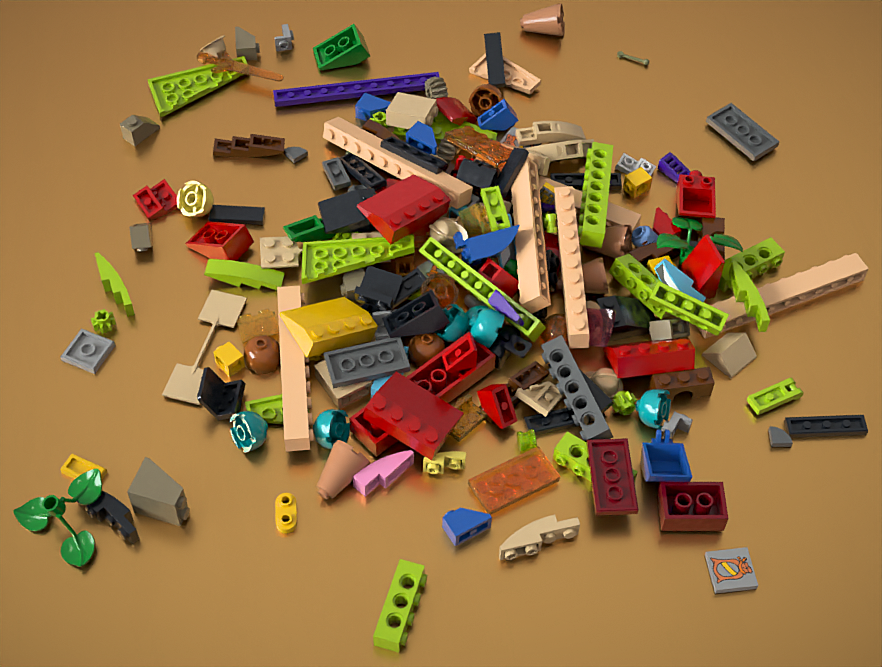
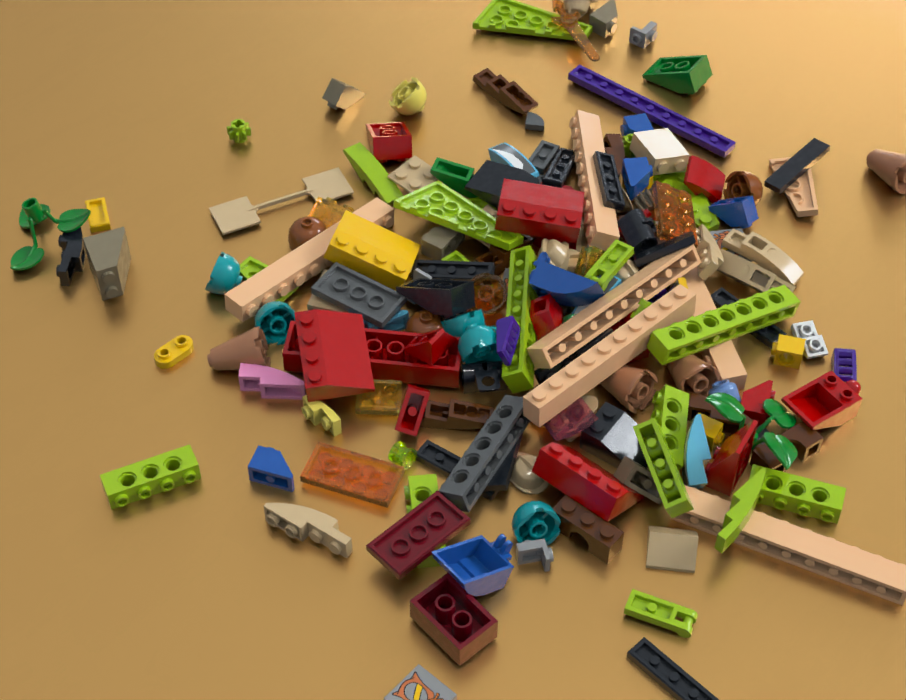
camera: 50 degrees right, 5 degrees down
(88, 351) = (206, 143): light grey tile -> none
(112, 282) = (279, 114): lime slope -> none
(137, 129) = (444, 23): dark tan slope -> none
(157, 200) = (386, 79): red slope -> none
(220, 397) = (236, 233): black bracket -> none
(229, 359) = (280, 220): yellow brick -> none
(237, 214) = (430, 132): black tile -> none
(321, 190) = (512, 157): none -> slope
(378, 288) = (441, 254): black bracket -> none
(435, 88) = (711, 150): dark tan gear -> none
(540, 397) = (454, 435): tan wing -> none
(624, 402) = (517, 496): lime gear -> none
(779, 437) = (614, 647): dark grey tile -> none

